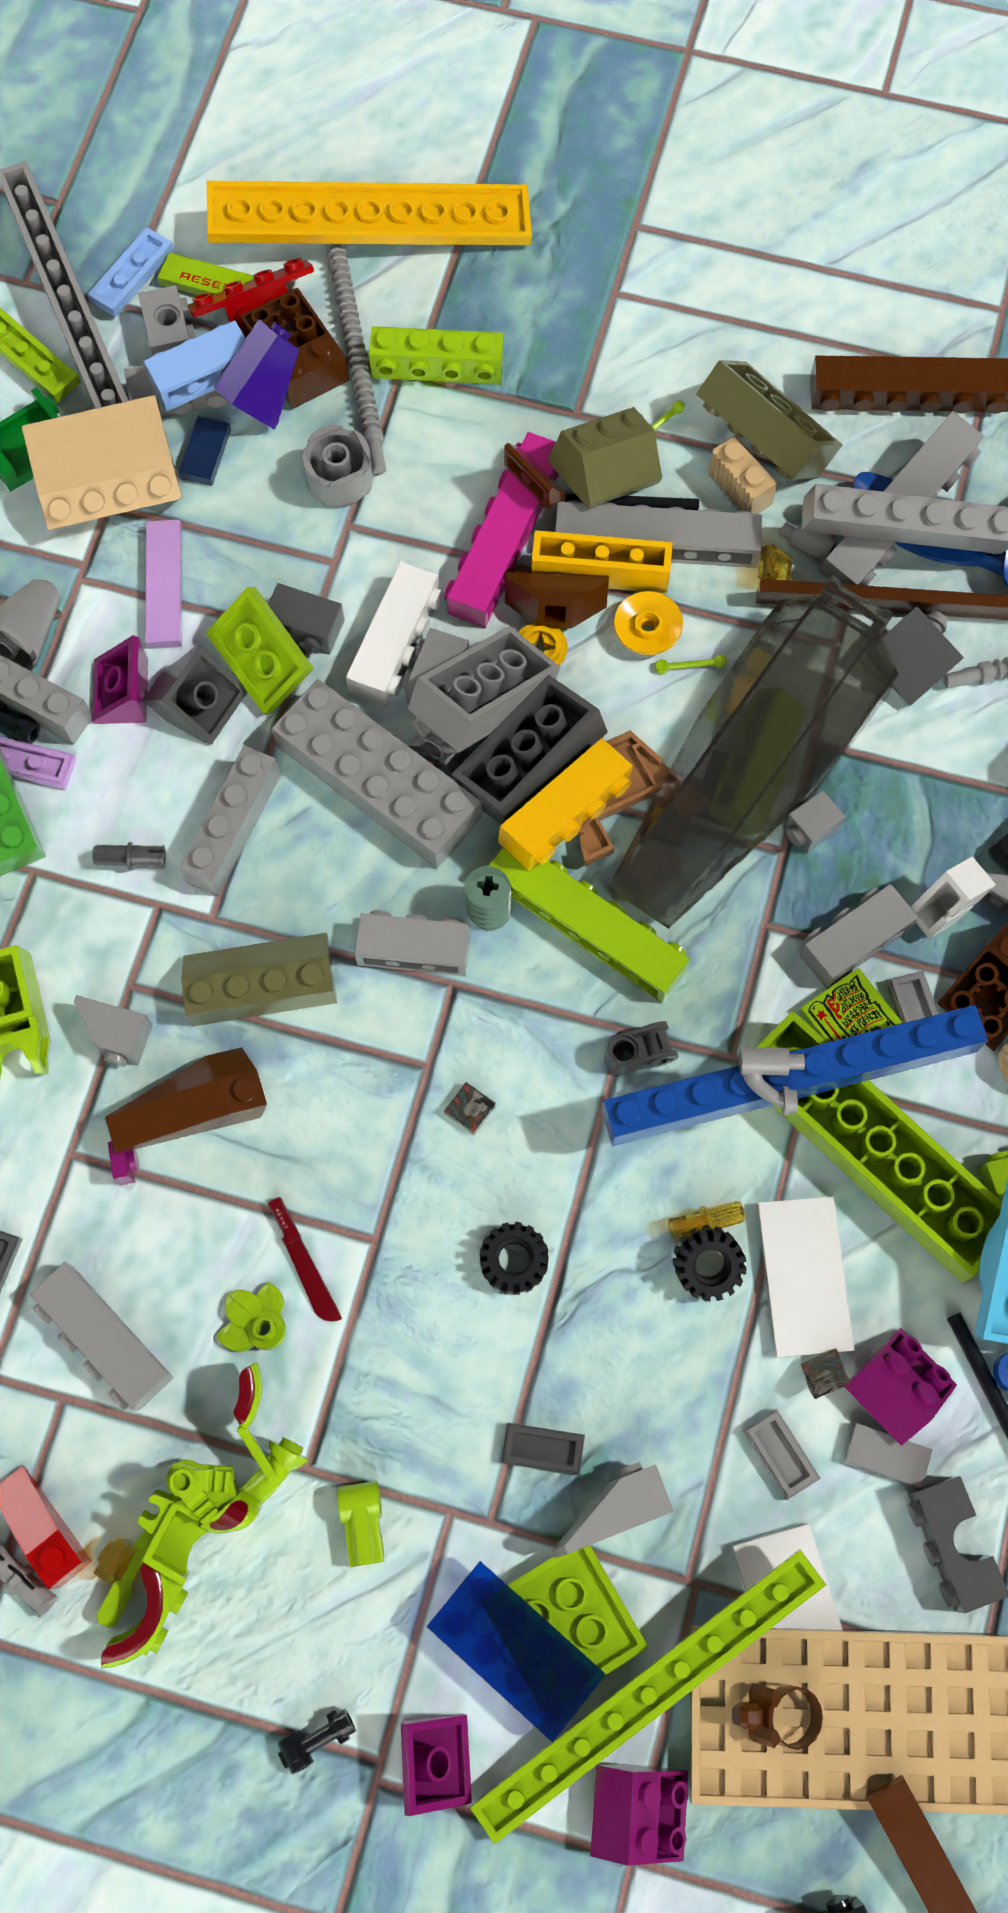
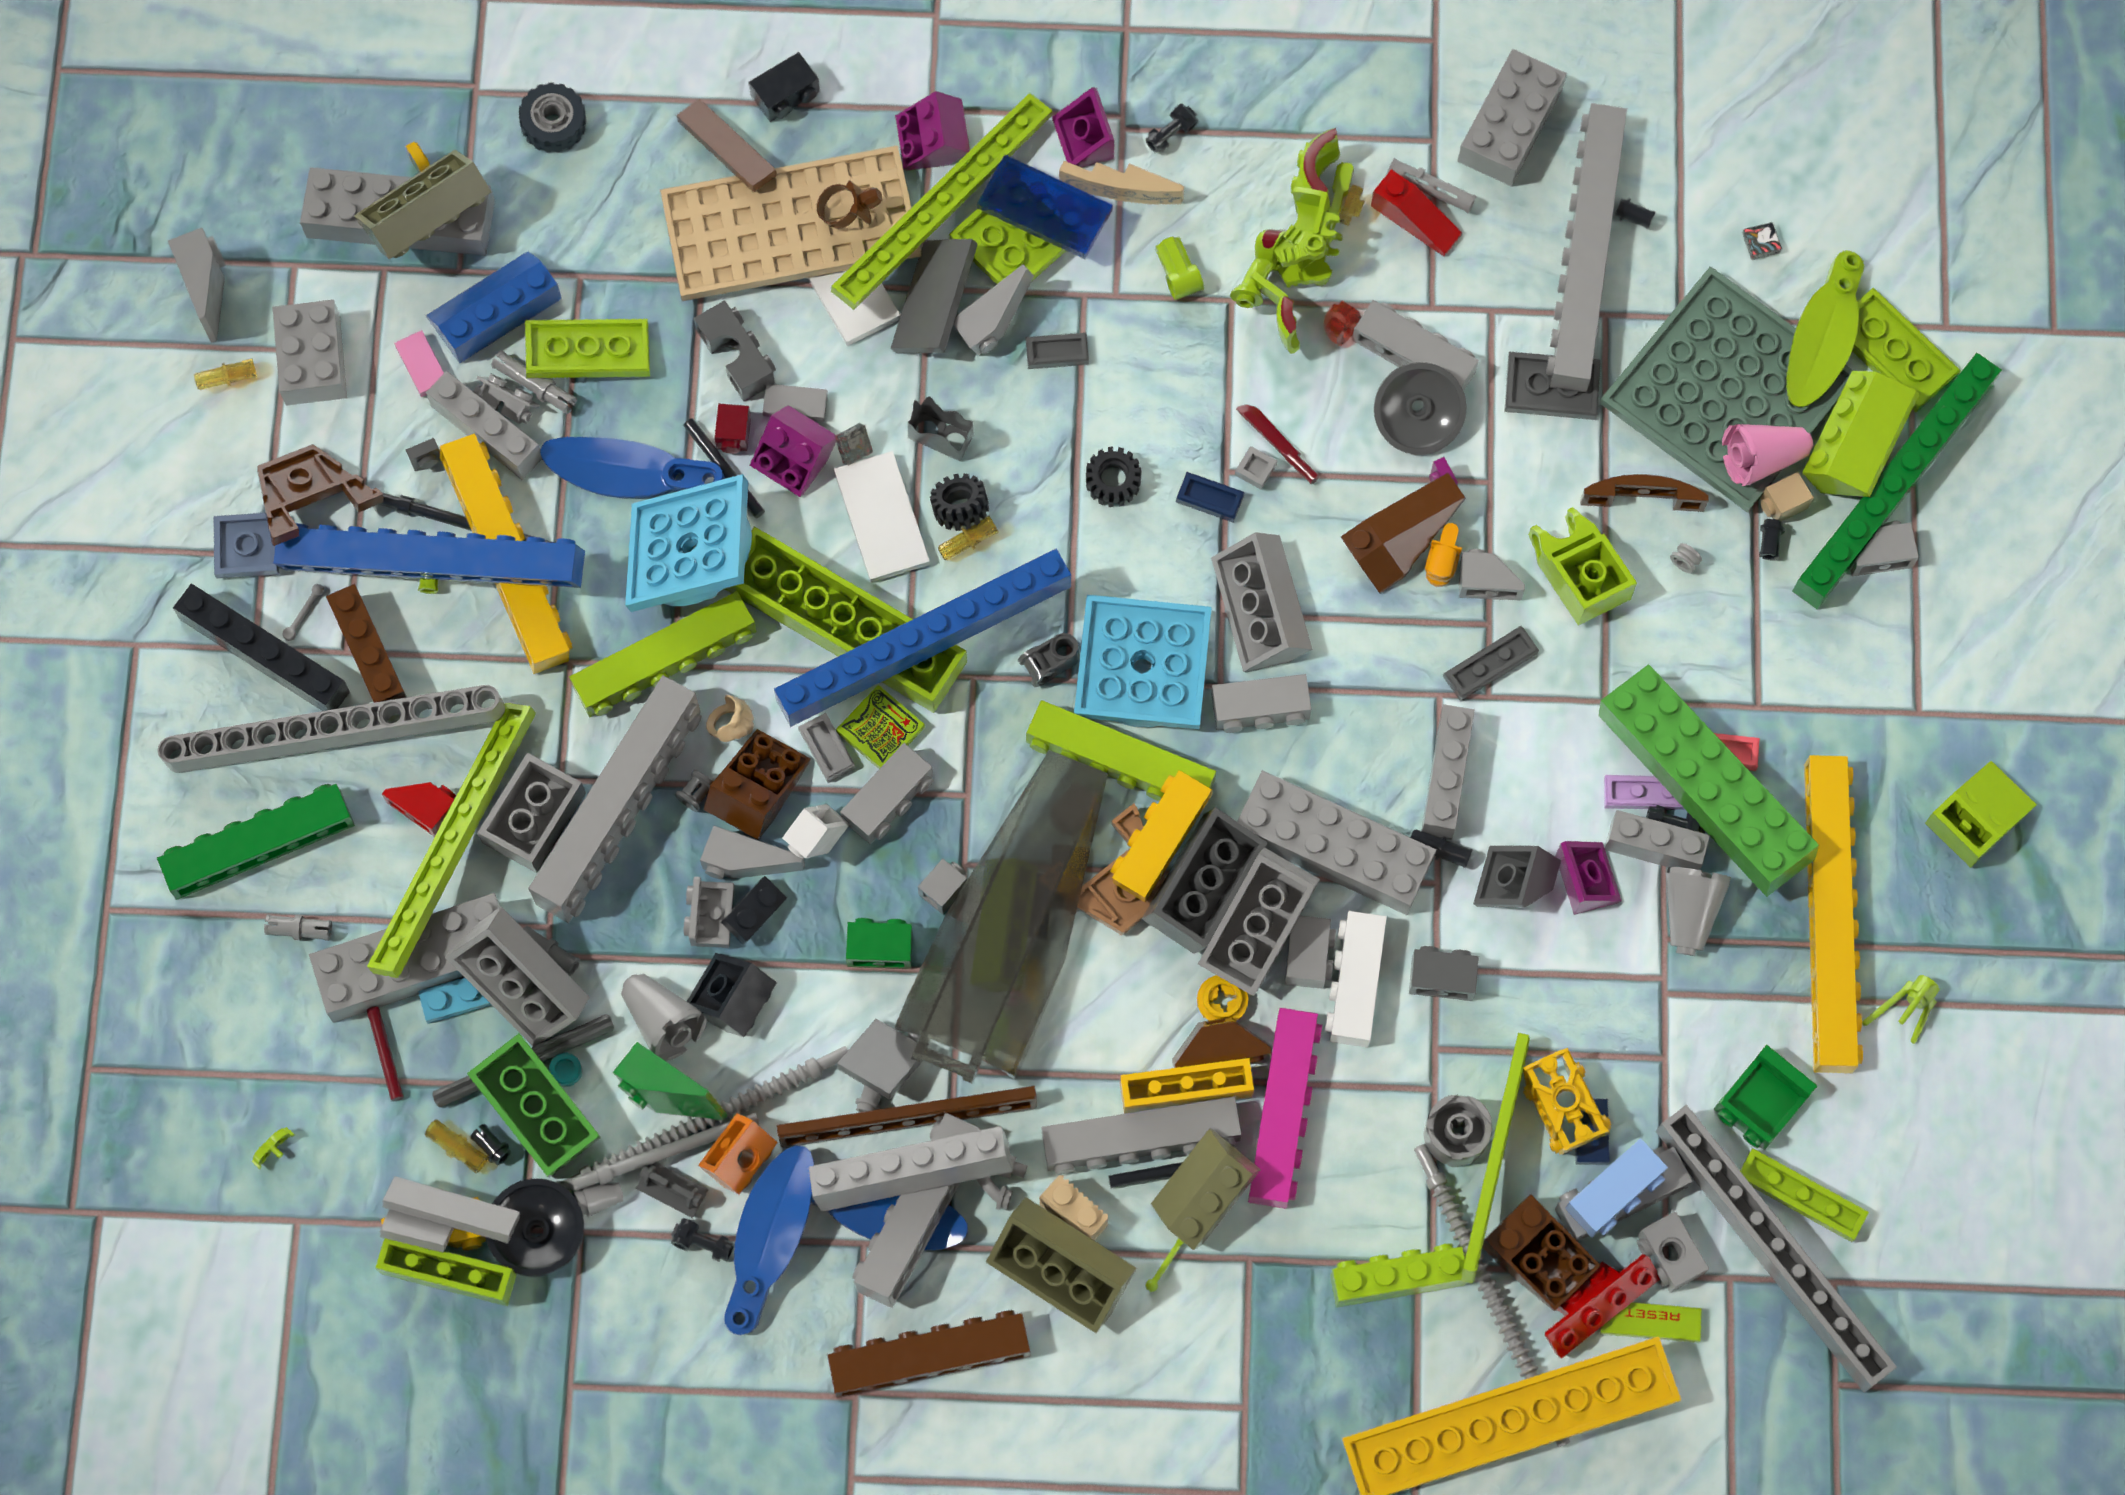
camera: 165 degrees right, 0 degrees up
(101, 462) = (1673, 1069): tan slope -> none
(118, 1236) = (1429, 427): none -> dark grey dish
(129, 855) = (1525, 725): dark grey axle -> none
(130, 272) = (1730, 1309): light blue plate -> none
(142, 937) = (1490, 663): none -> dark grey tile
(154, 1064) = (1443, 557): none -> light orange arm
(163, 584) = (1583, 987): lavender tile -> none
(182, 1398) = (1340, 322): none -> clear red piece
(204, 466) = (1552, 1113): none -> yellow piece
(248, 1317) = (1307, 392): lime plate -> none
(251, 738) = (1444, 849): none -> black axle
(258, 979) = (1382, 647): olive slope -> none
(259, 650) = (1471, 925): lime plate -> none
(260, 373) = (1556, 1184): dark purple slope -> none
(308, 423) = (1495, 1158): none -> lime tile
(340, 1229) = (1255, 467): none -> light grey plate
(380, 1060) = (1261, 602): none -> light grey slope
(388, 1661) = (1132, 186): none -> tan slope
(404, 1209) = (1210, 497): none -> dark blue tile
(470, 1108) = (1178, 585): clear smoke tile -> none
(488, 897) = (1208, 743): sand green piece -> none
(525, 976) = (1133, 629): none -> medium azure piece
(532, 476) = (1268, 1148): reddish brown slope -> none
(651, 610) = (1132, 1026): yellow dish -> none
(663, 666) = (1107, 1011): lime hinge -> none
(685, 1556) = (934, 296): none -> dark grey tile
(706, 1376) = (932, 412): none -> dark grey piece
(771, 1061) = (944, 623): light grey plant -> none
(774, 564) = (1024, 1125): clear yellow plate -> none
(781, 1454) = (876, 386): light grey tile -> none
(895, 776) = (879, 944): none -> green brick
(974, 1433) = (732, 428): none -> dark red brick

